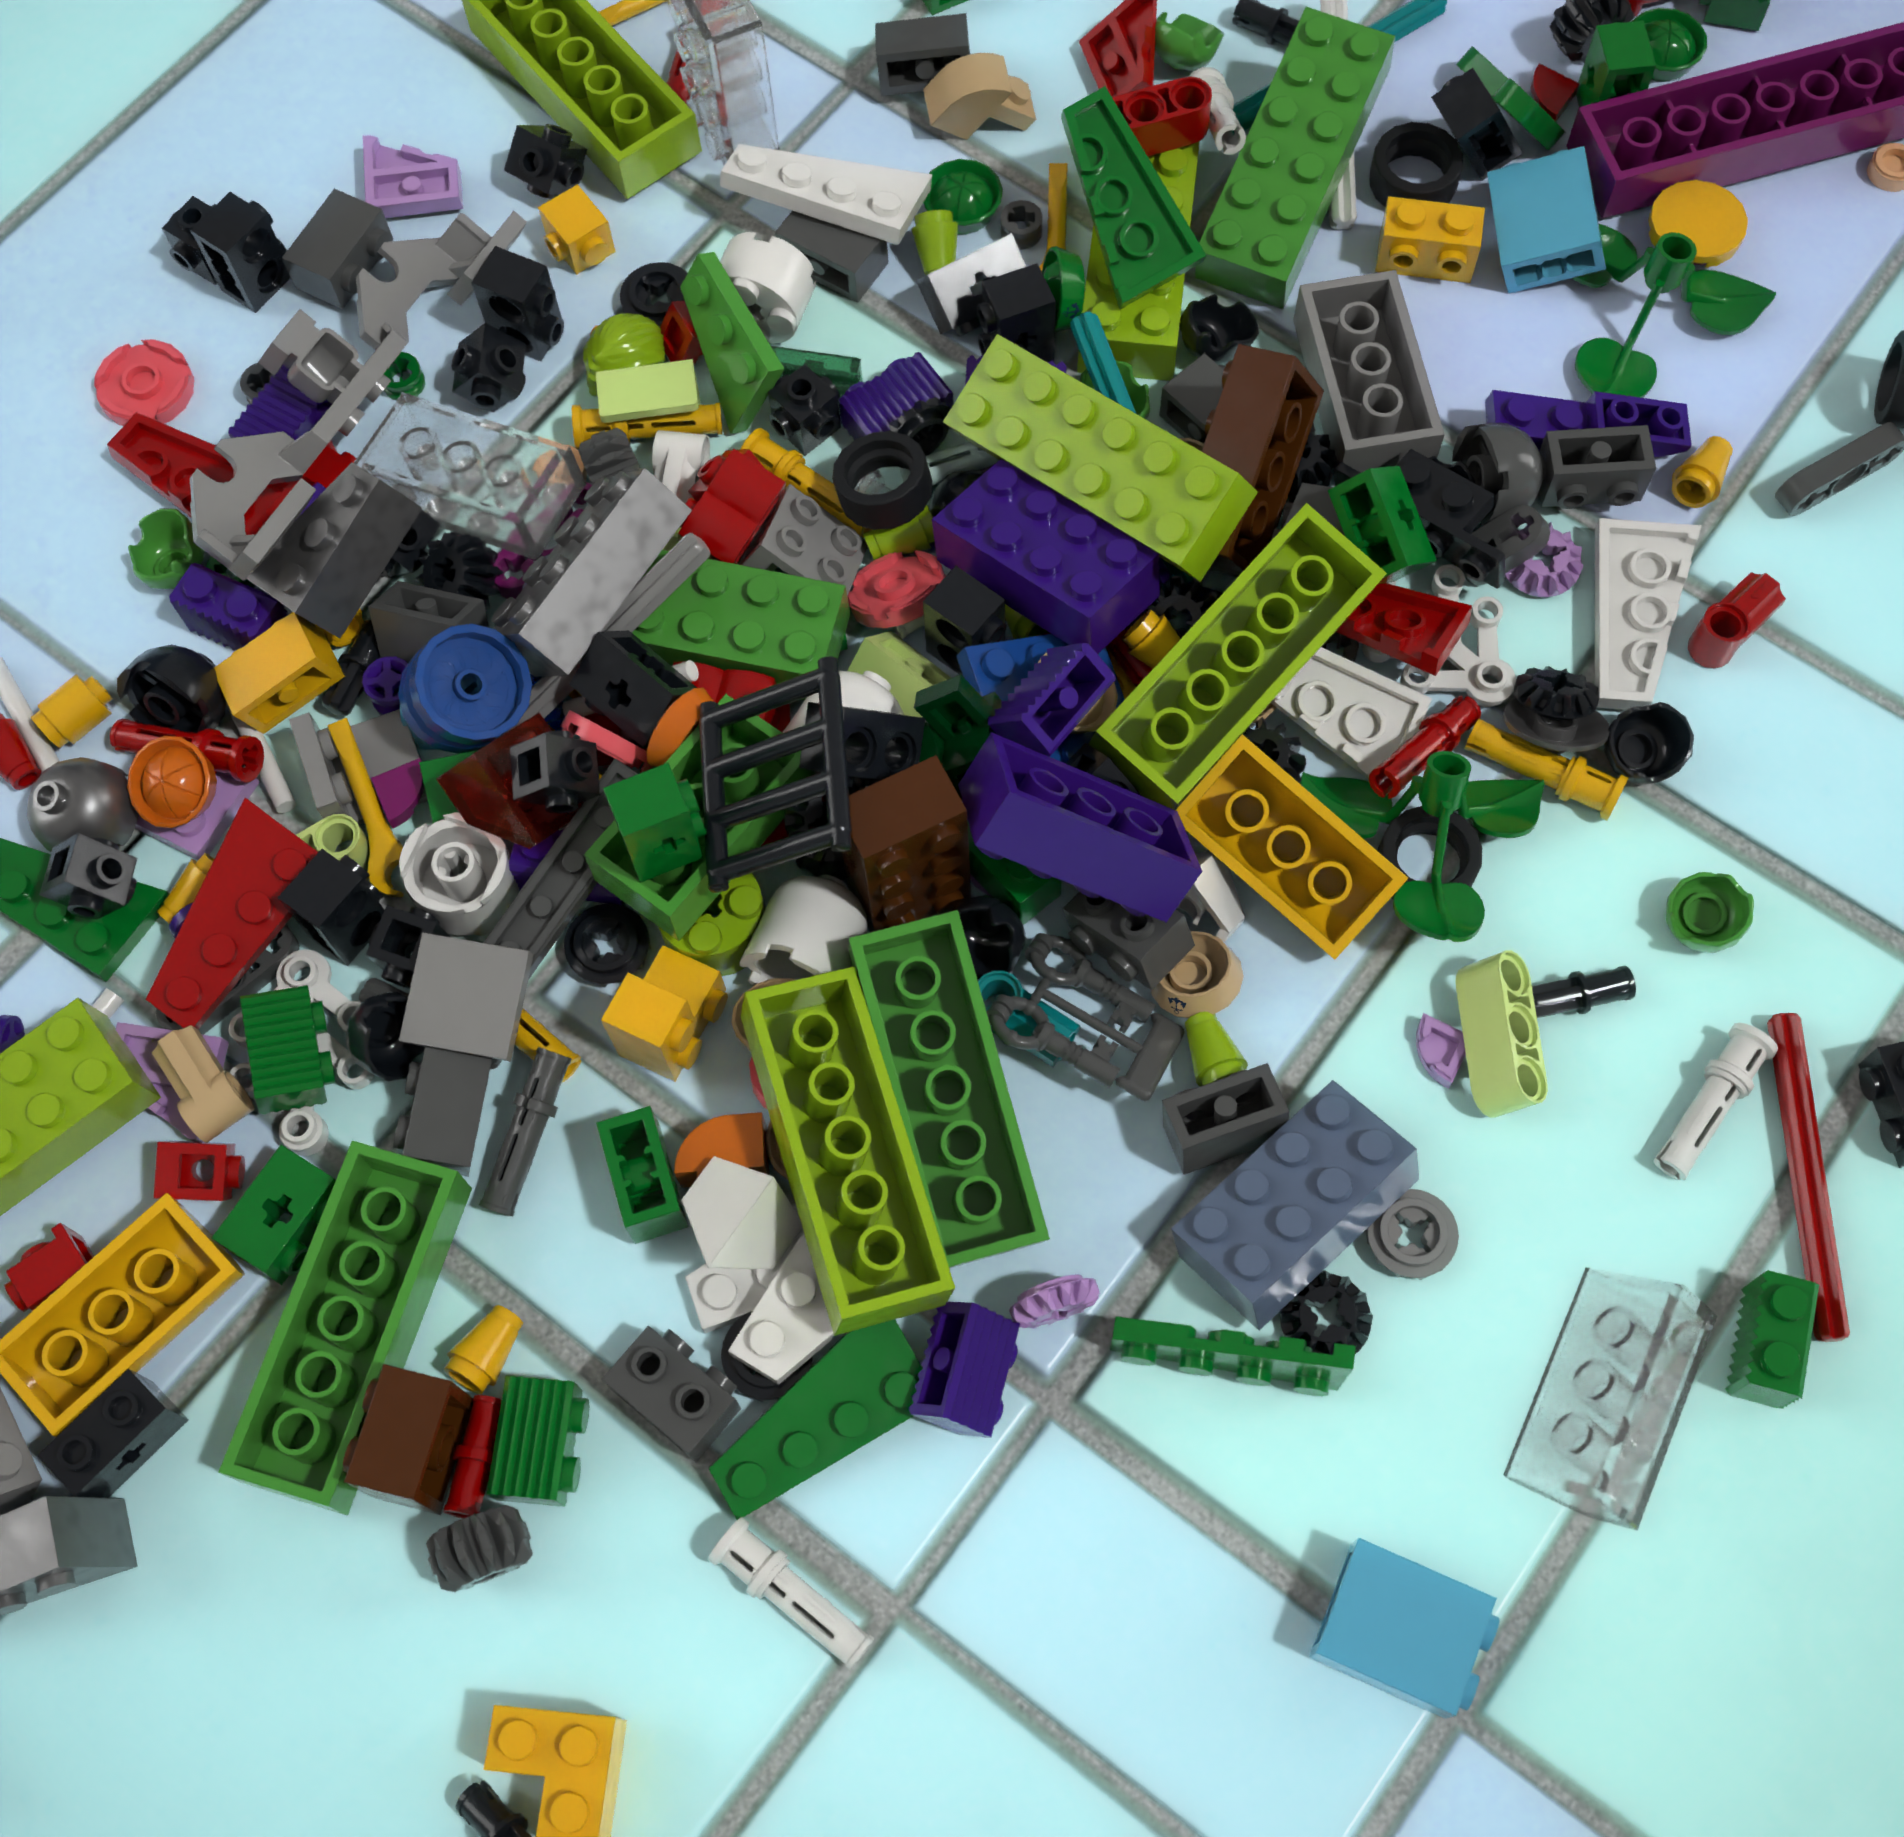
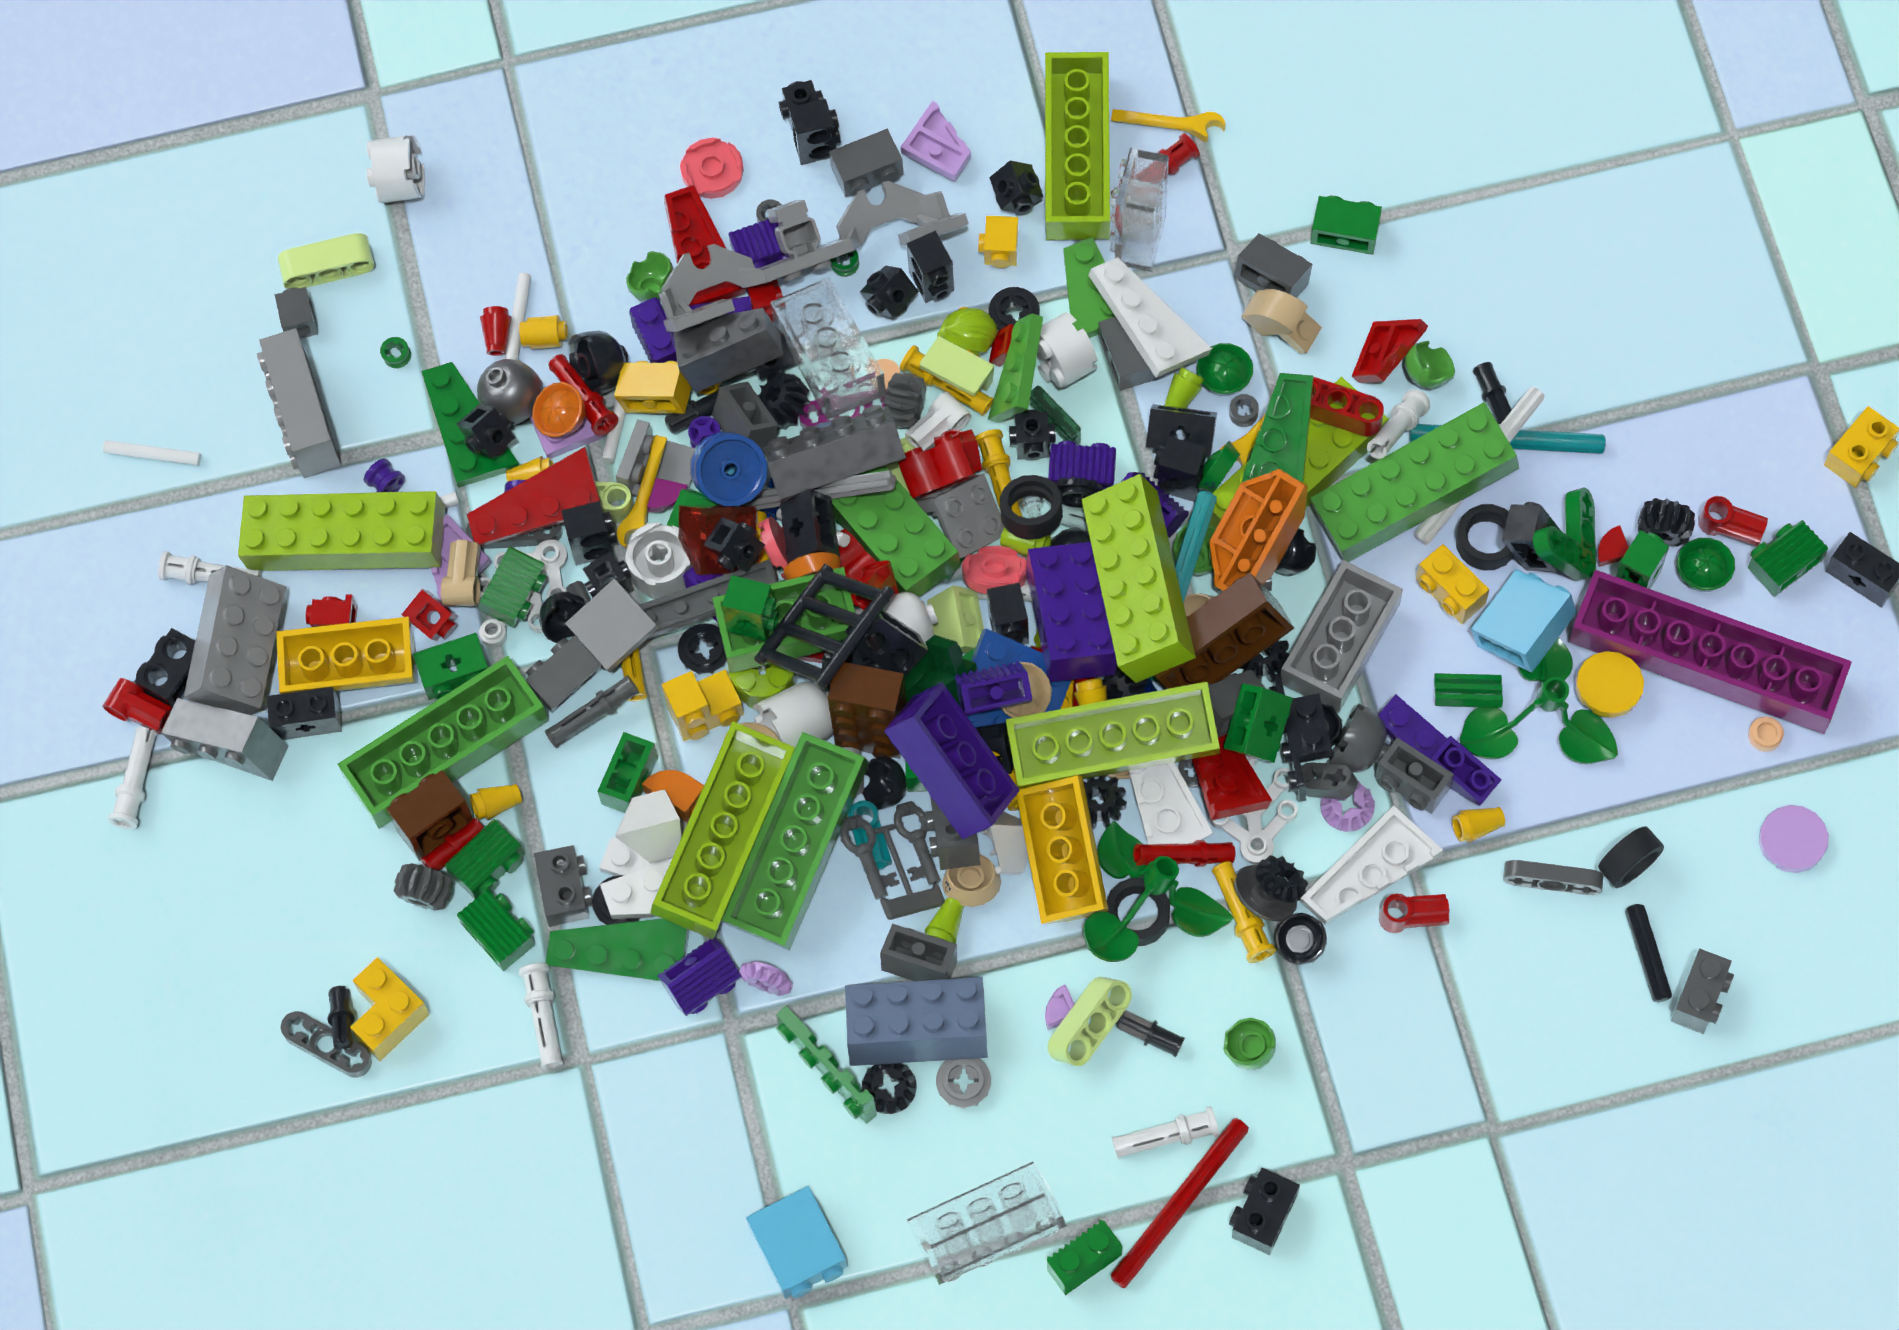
camera: 40 degrees right, 0 degrees up
(630, 1524) = (496, 929): none -> green brick
(715, 212) = (1084, 298): none -> bright green wing
(771, 671) = (877, 575): none -> red piece
(1180, 306) = (1257, 527): none -> orange wedge
(1546, 337) = (1472, 689): none -> green tile

